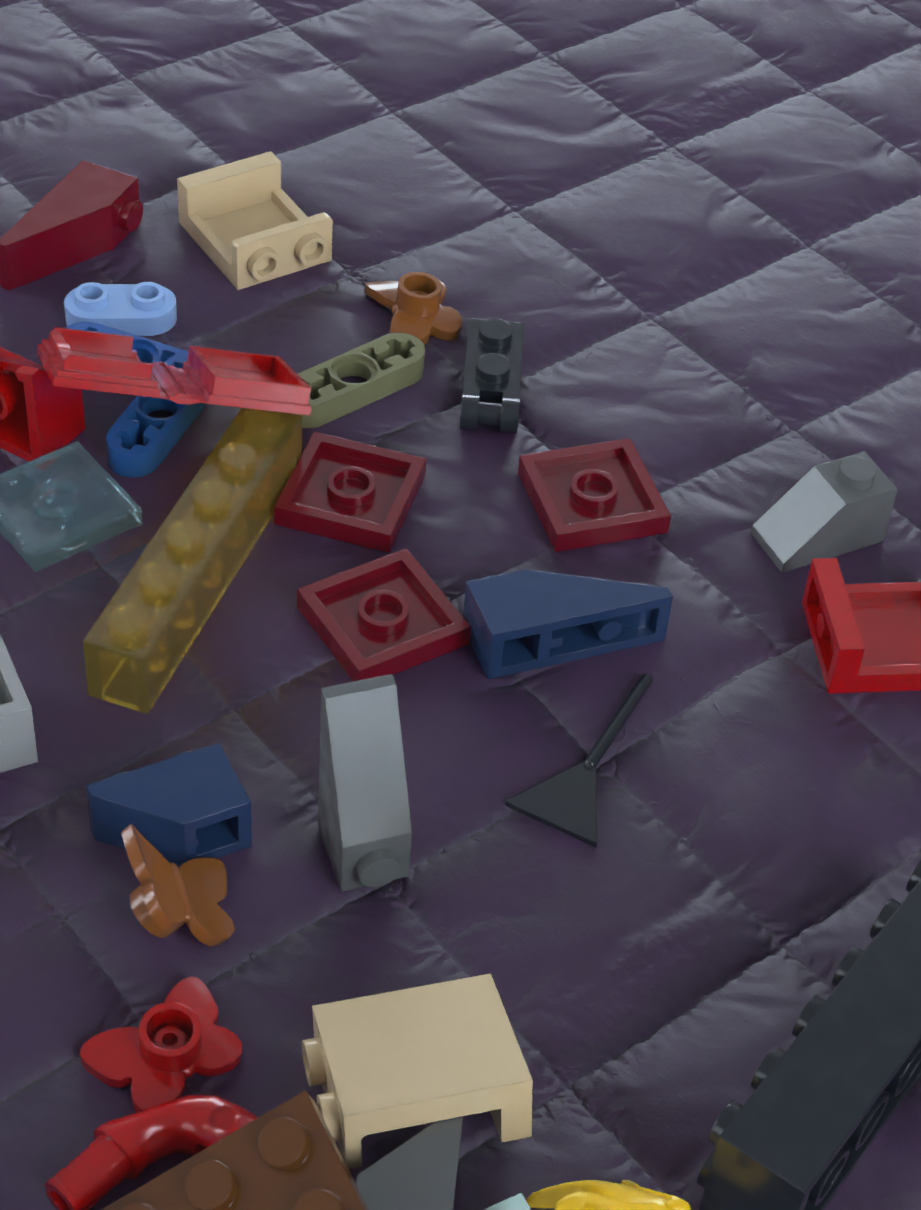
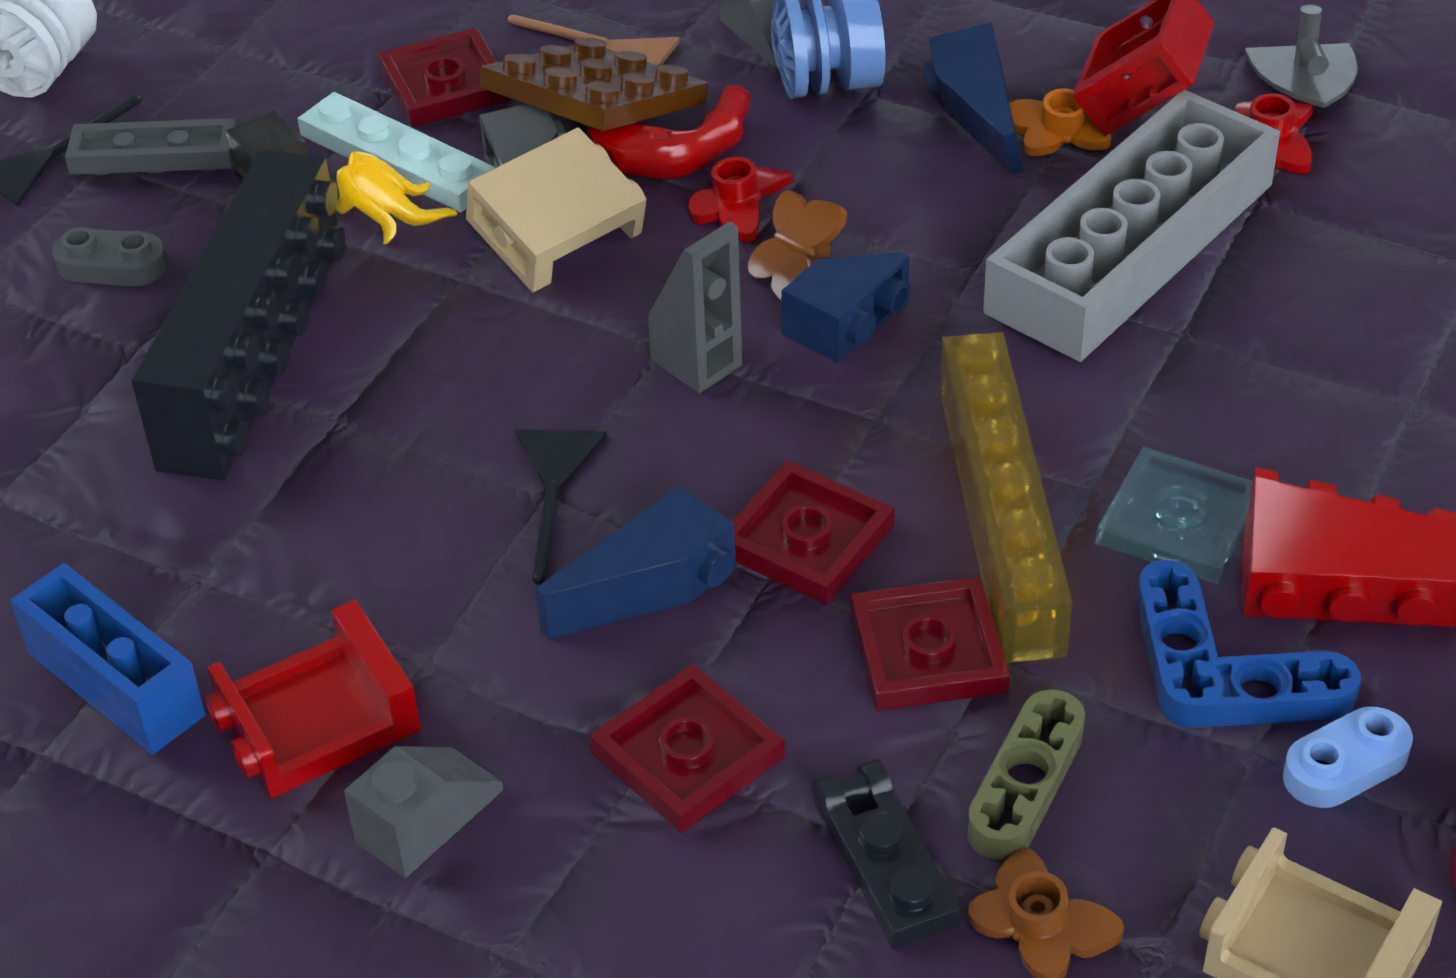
camera: 160 degrees right, 0 degrees up
(209, 376) = (1155, 579): red piece -> none

